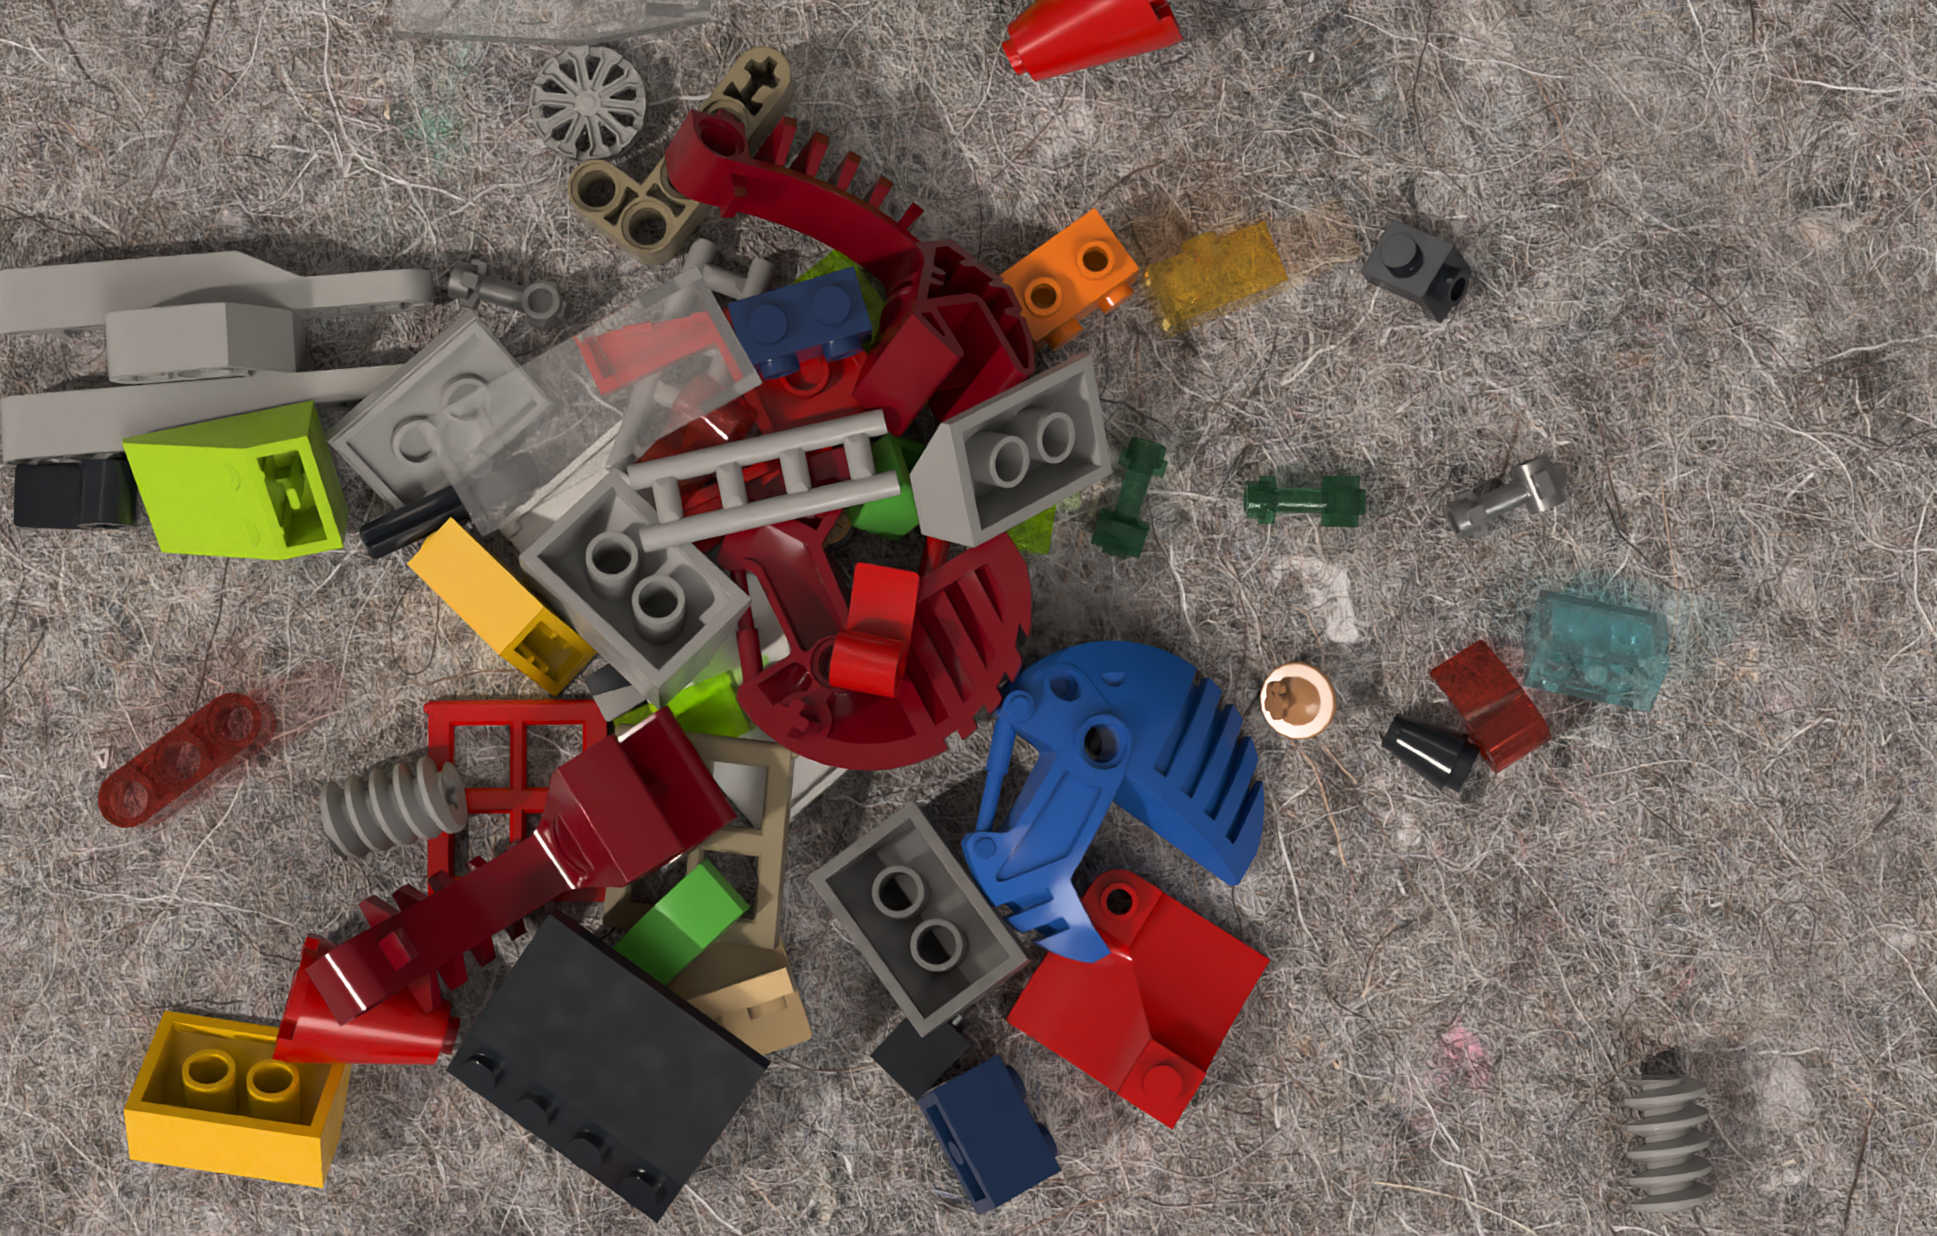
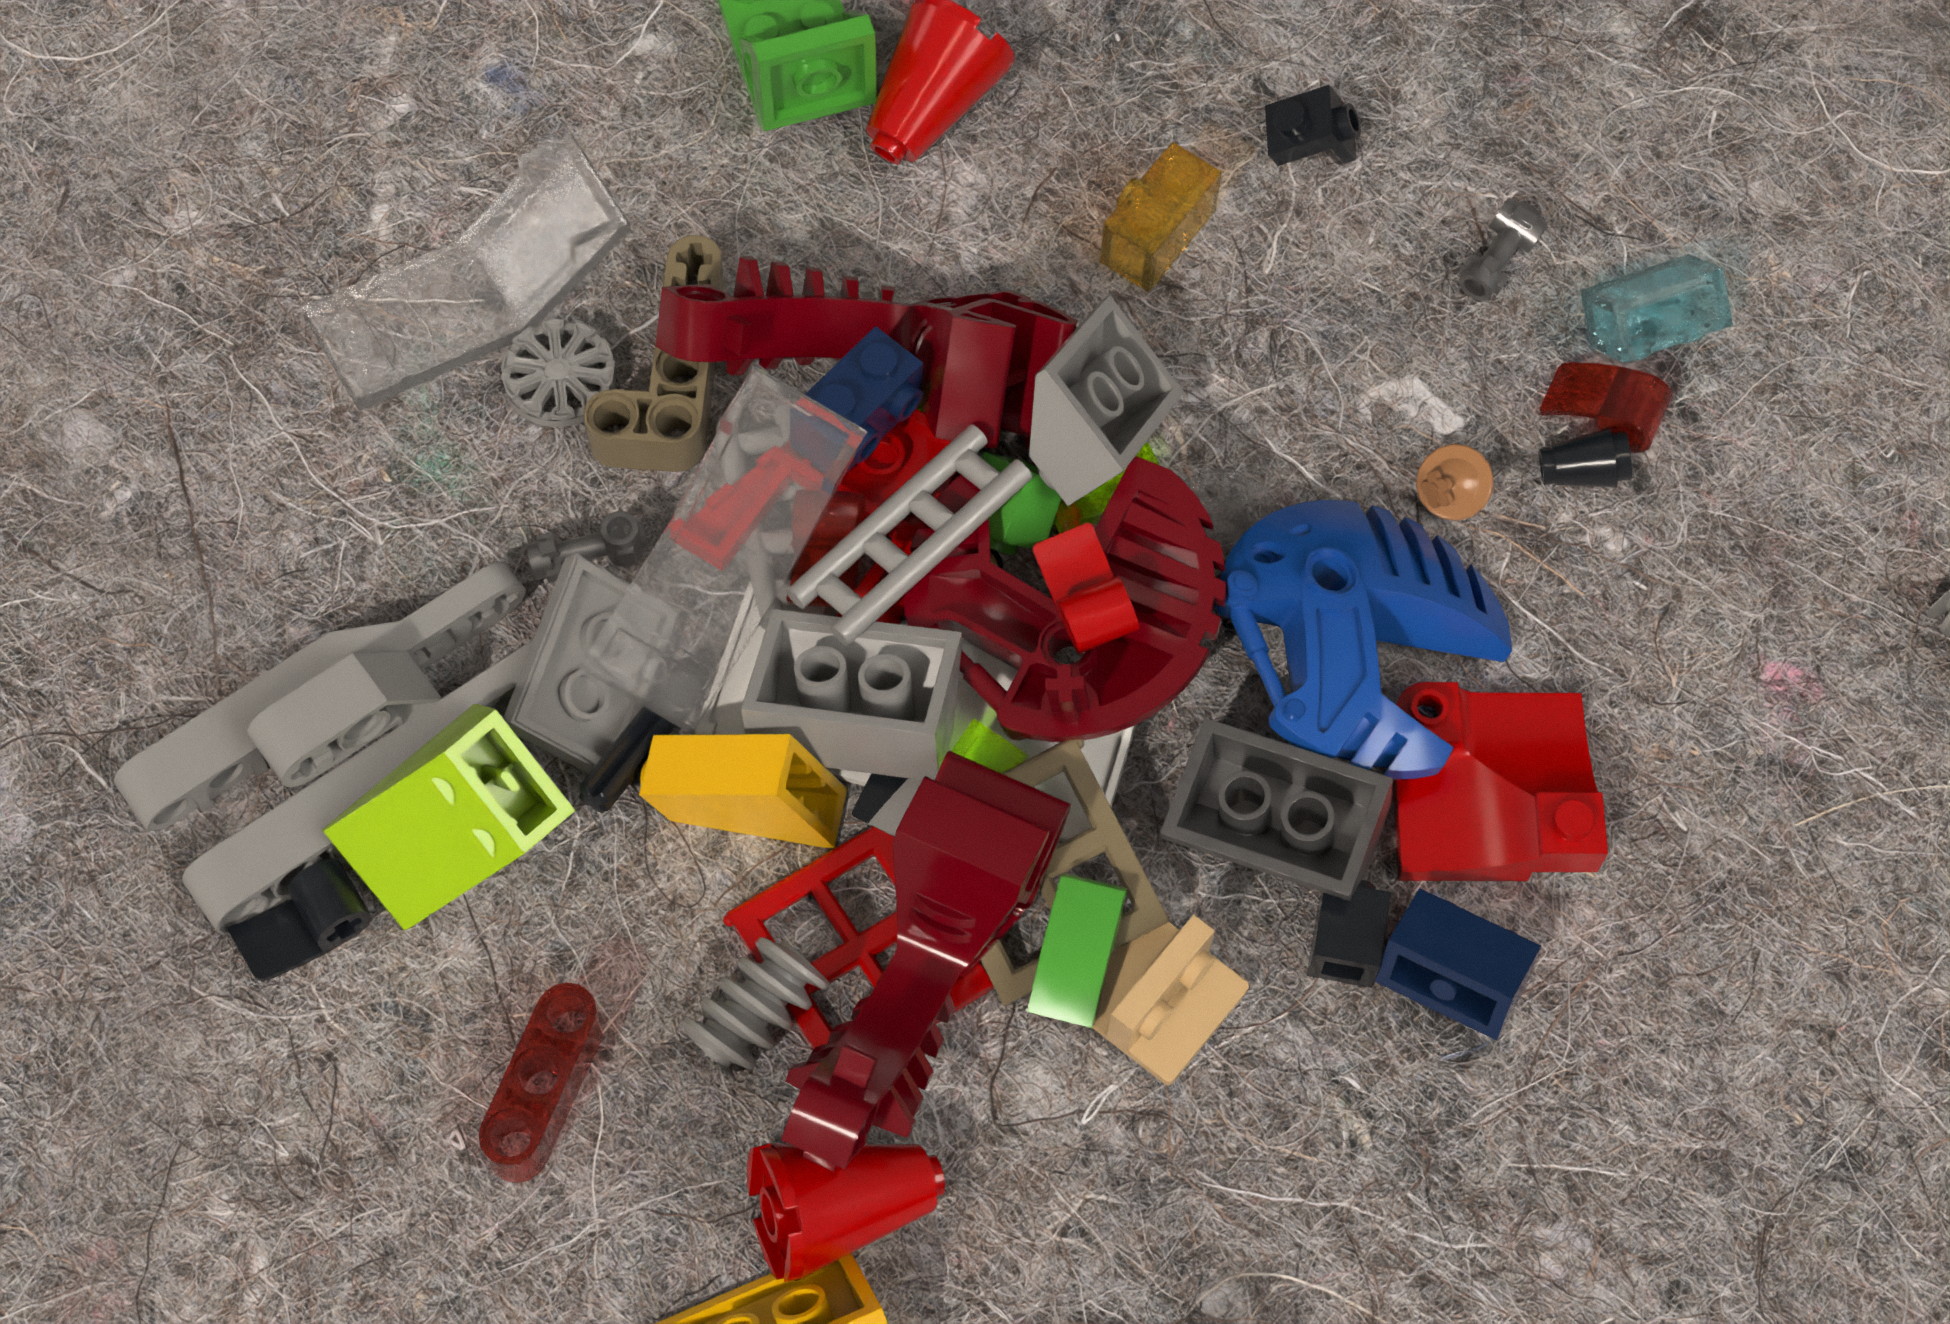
camera: 30 degrees left, 20 degrees down
(607, 1065) = (1096, 1090): black slope -> none
(1070, 279) = (1053, 263): orange brick -> none
(1120, 530) = (1217, 441): clear green bar -> none
(1338, 500) = (1372, 323): clear green bar -> none

